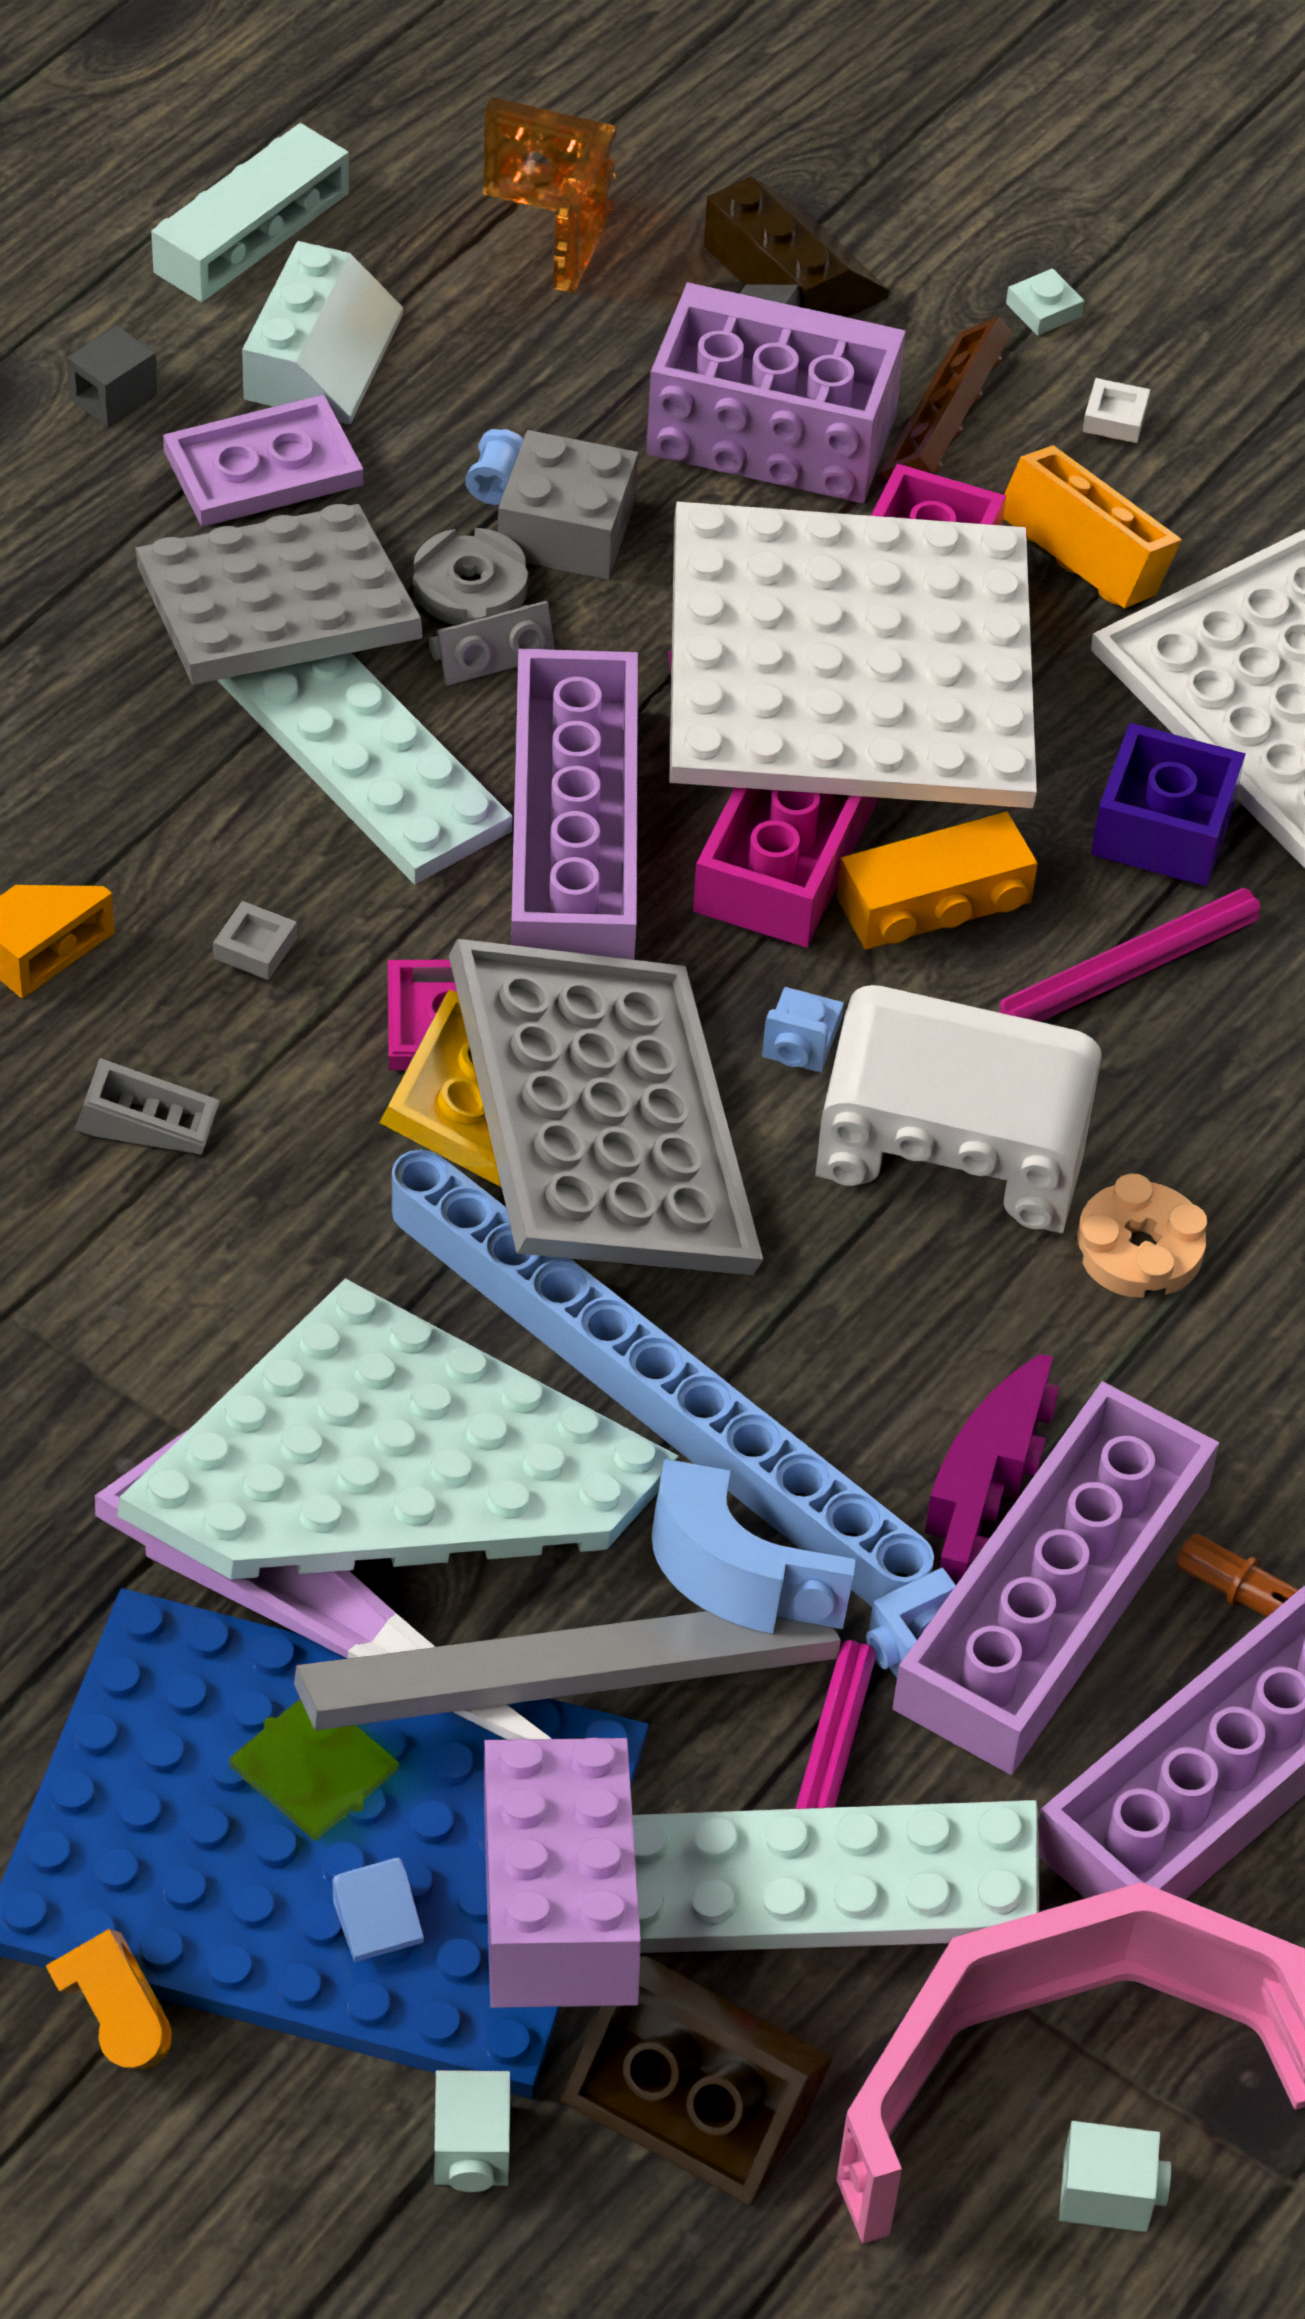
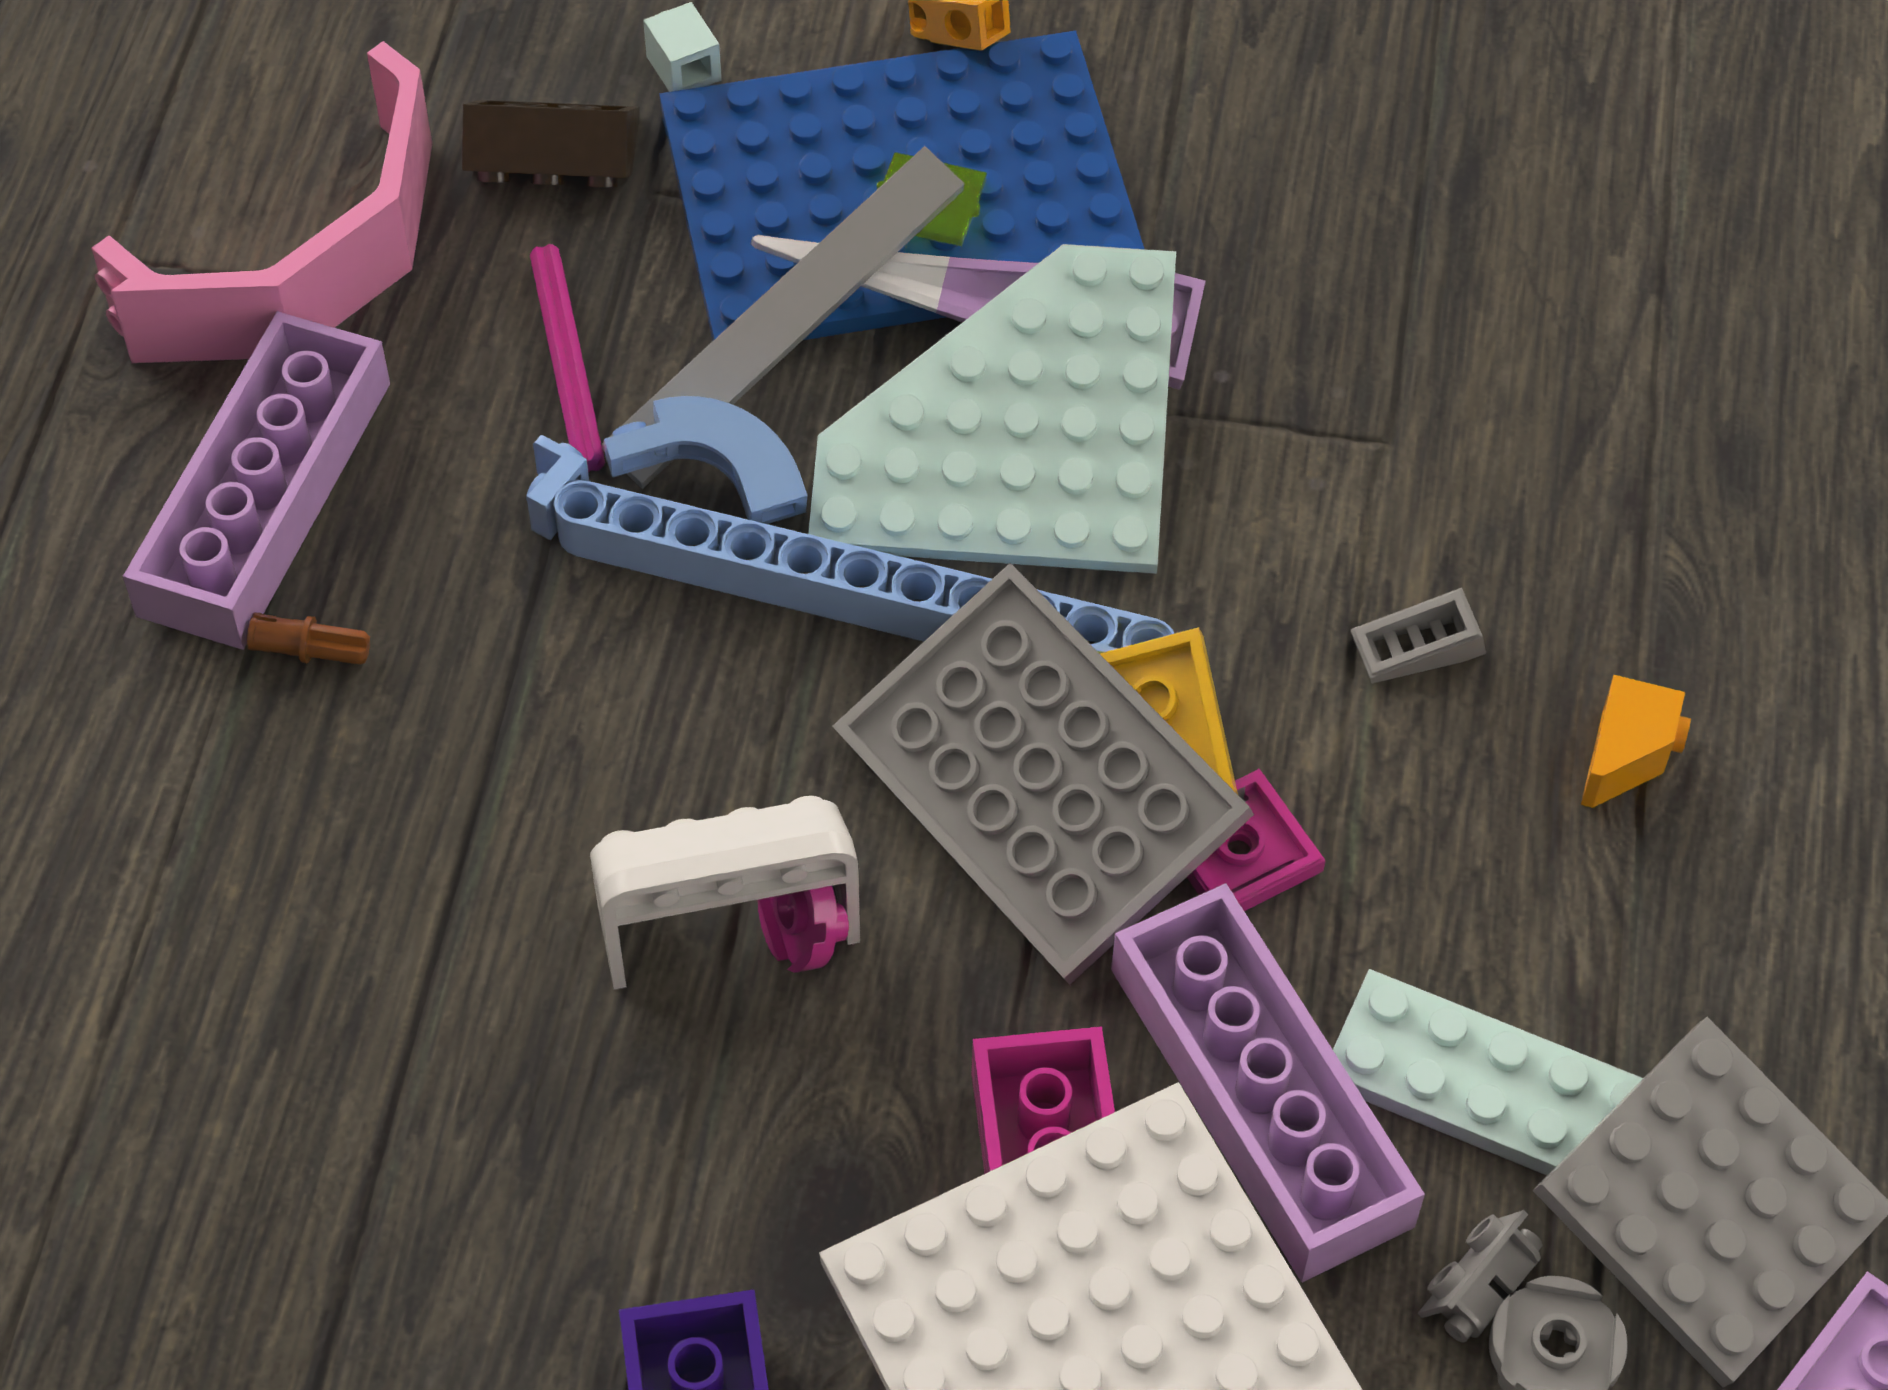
camera: 155 degrees right, 5 degrees up
(255, 940) = (1451, 828): light grey plate -> none
(376, 1909) = (822, 122): light blue slope -> none
(560, 1873) = (699, 142): lavender brick -> none
(801, 1029) = (926, 975): light blue bracket -> none
(833, 1875) = (522, 272): light aqua plate -> none
(936, 880) = (909, 1160): light orange brick -> none
(990, 1462) = (555, 633): magenta slope -> none
(1055, 1578) = (452, 557): lavender brick -> none
(1112, 2176) = (238, 189): light aqua brick -> none
(1133, 957) = (658, 1210): dark pink axle -> none
(1149, 1208) = (514, 883): light nougat plate -> none

